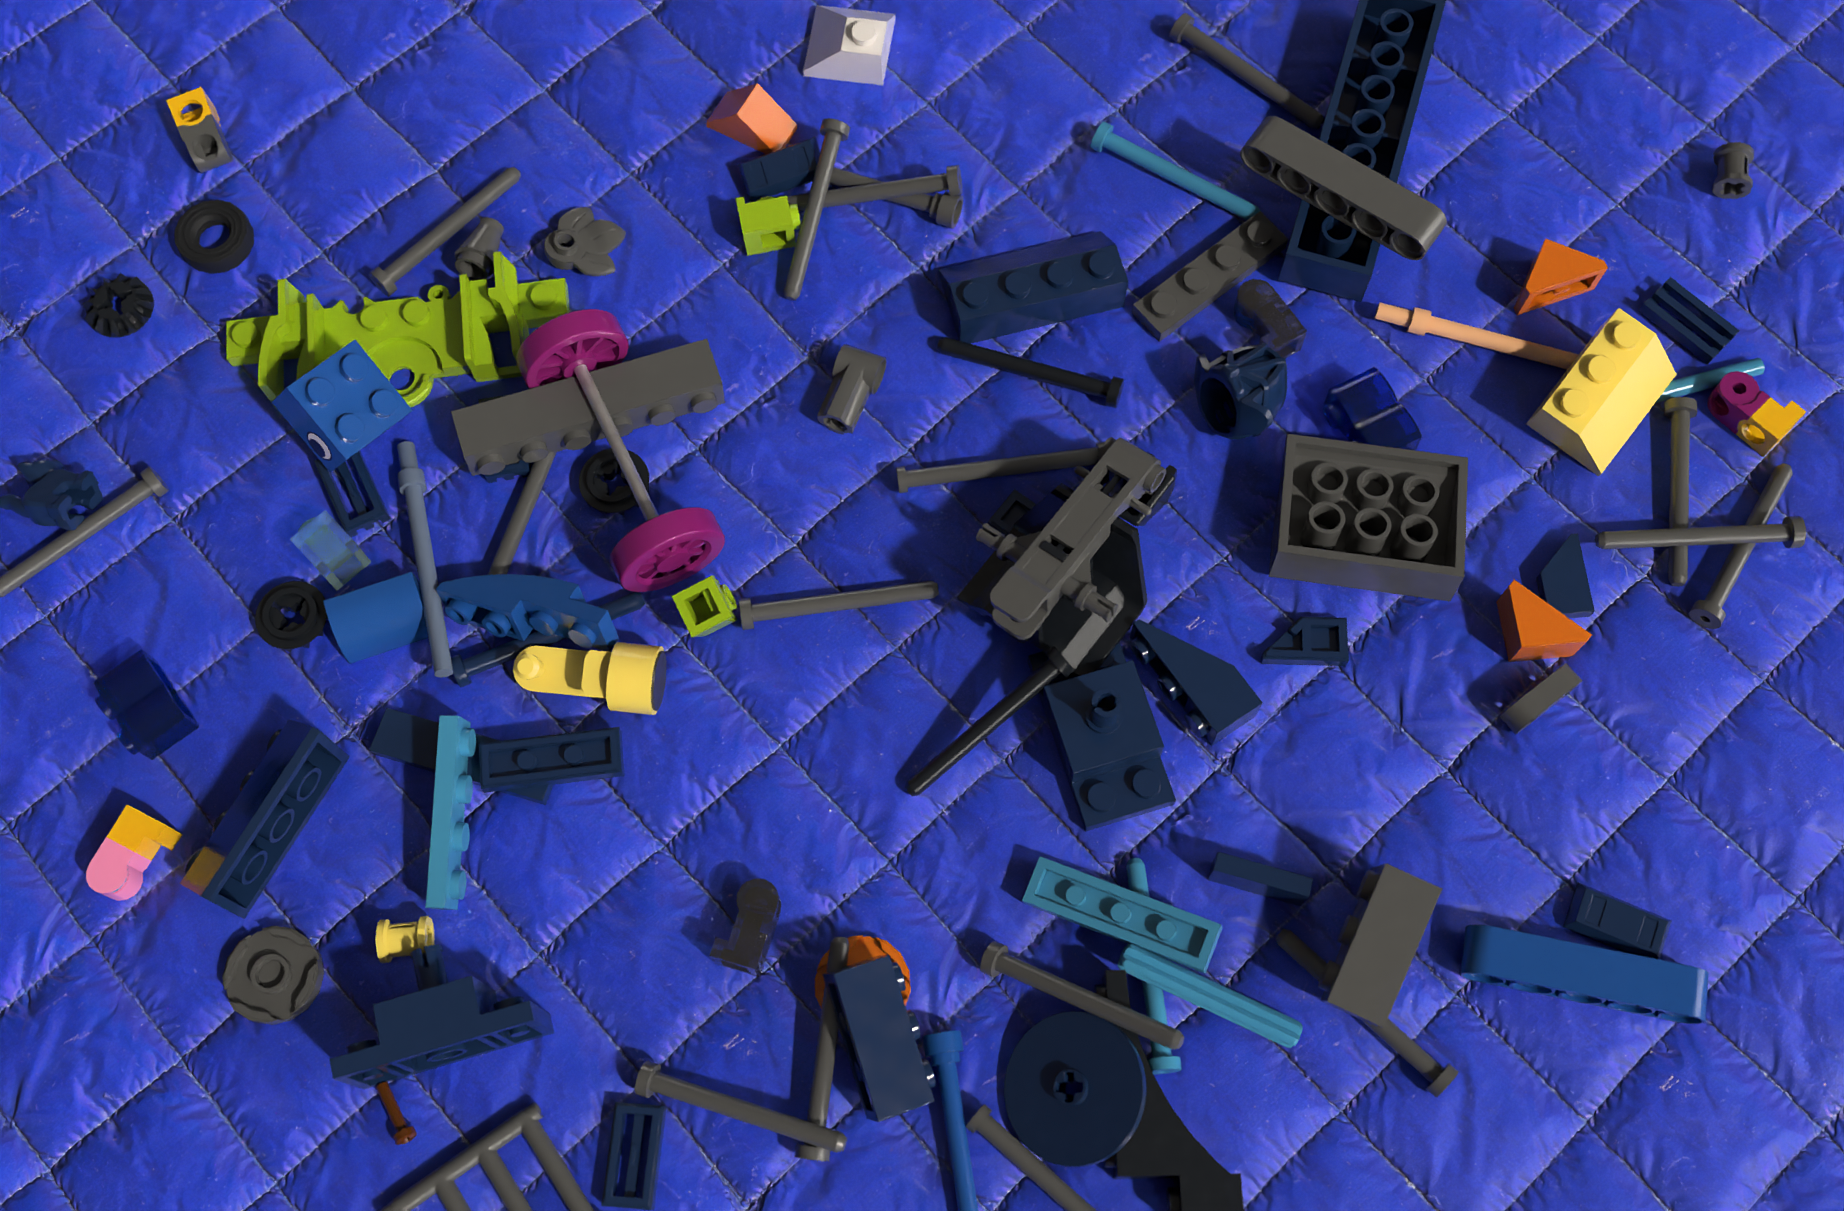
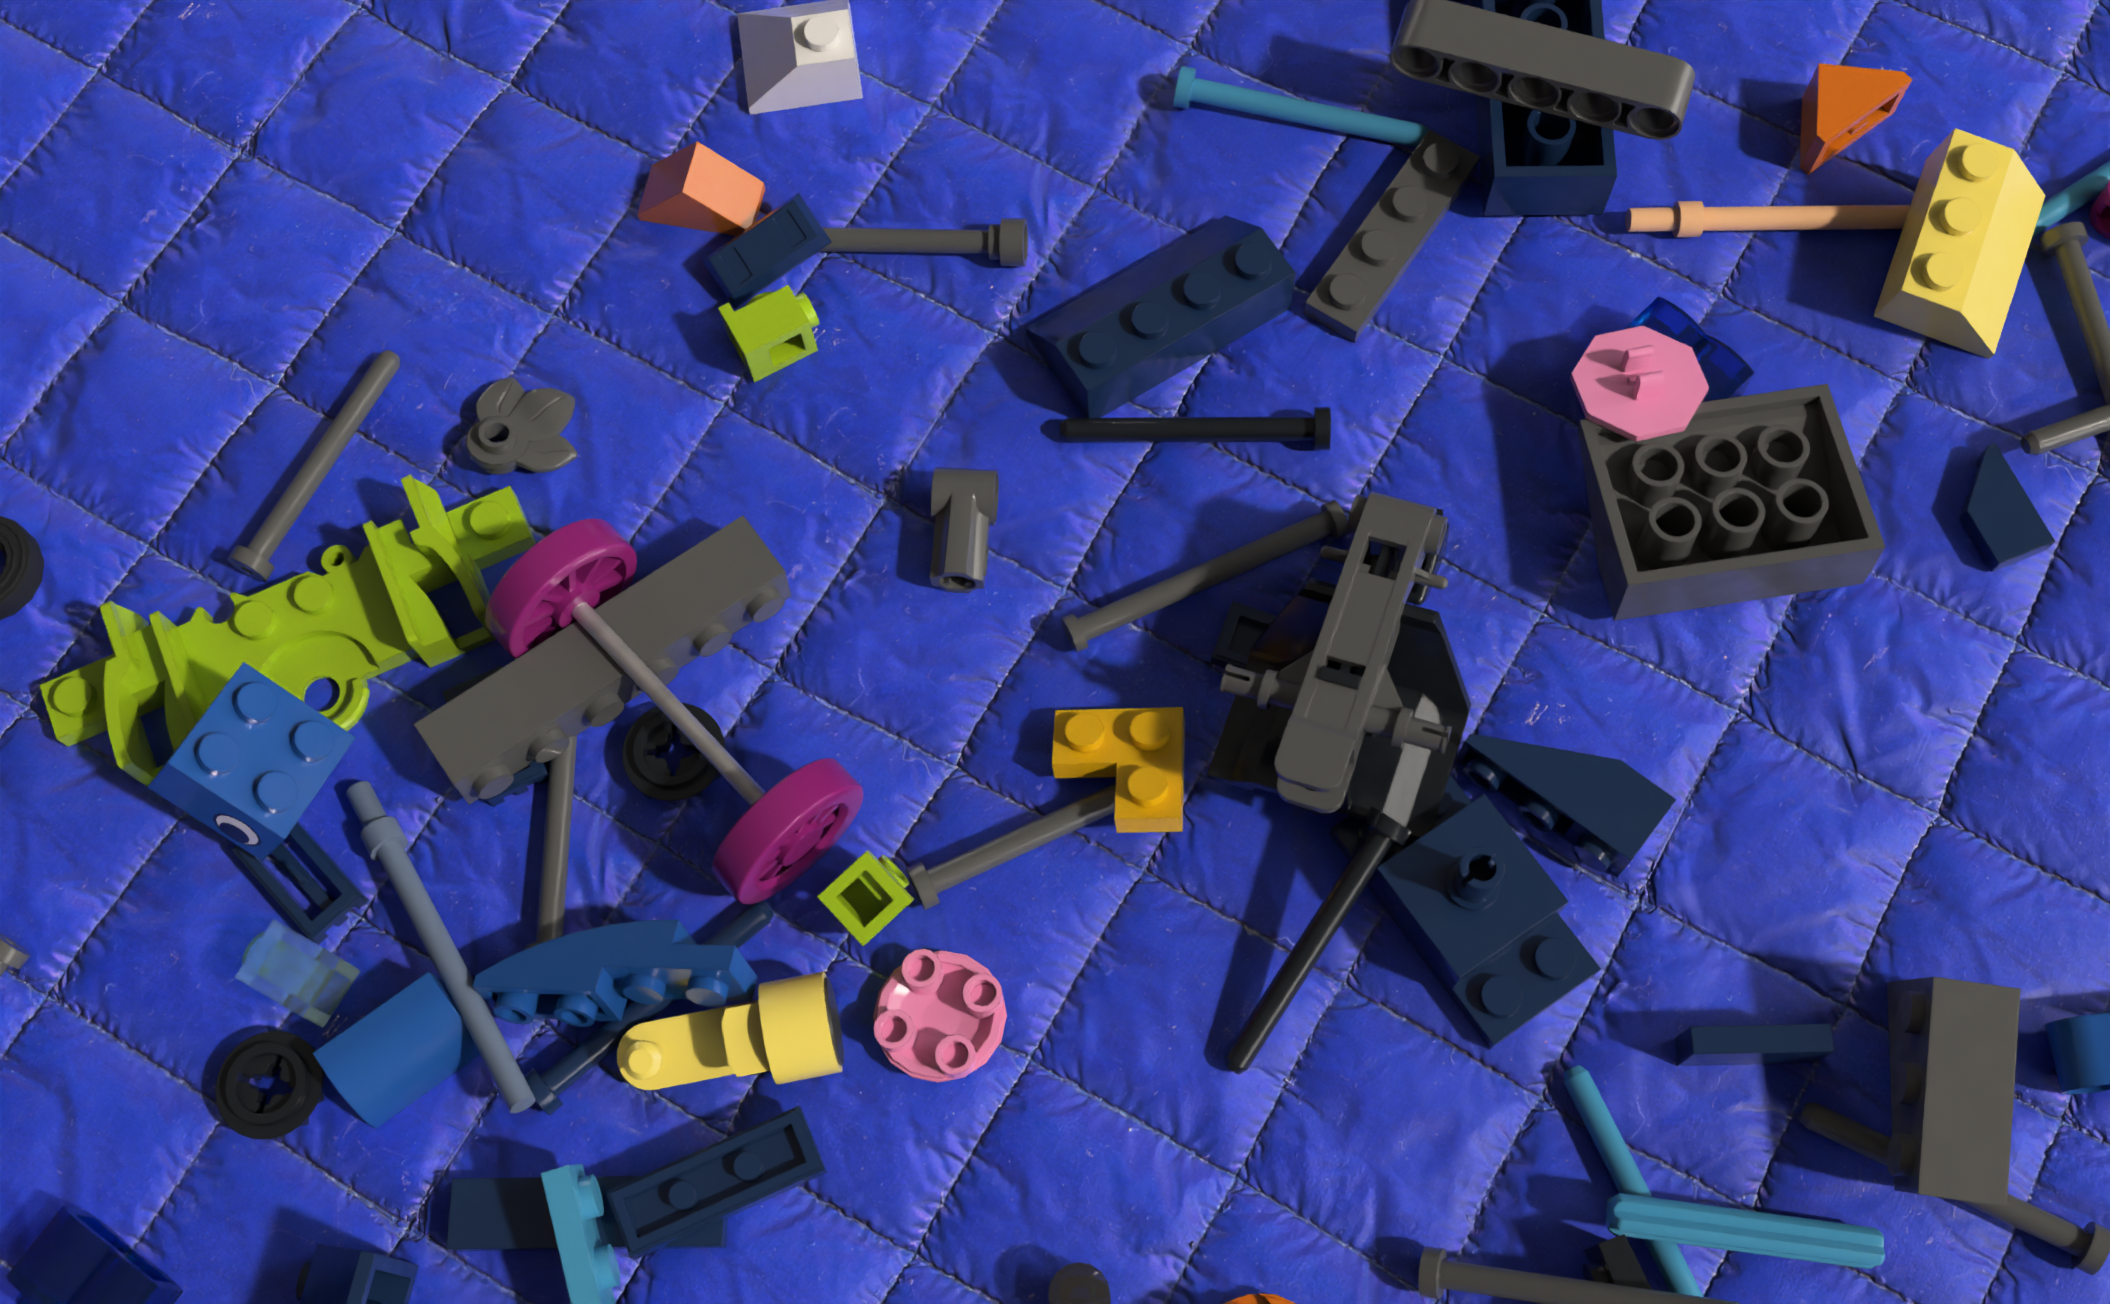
camera: 15 degrees left, 0 degrees up
(476, 252) = (375, 483): dark grey cone -> none
(729, 699) = (939, 1015): none -> bright pink dish
(833, 132) = (826, 180): dark grey bar -> none
(885, 190) = (913, 242): dark grey bar -> none
(914, 565) = (1138, 749): none -> yellow plate
(1122, 914) = (1590, 1155): dark azure plate -> none
(1249, 381) = (1501, 353): dark blue piece -> none
(1268, 317) = (1494, 274): clear smoke leg -> none
(1311, 643) = (1702, 694): dark blue tile -> none
(1337, 420) = (1639, 383): none -> bright pink piece
(1535, 628) = (1987, 586): orange slope -> none
(1541, 698) = (2030, 681): dark grey beam -> none
(1692, 315) = (2033, 113): dark blue tile -> none

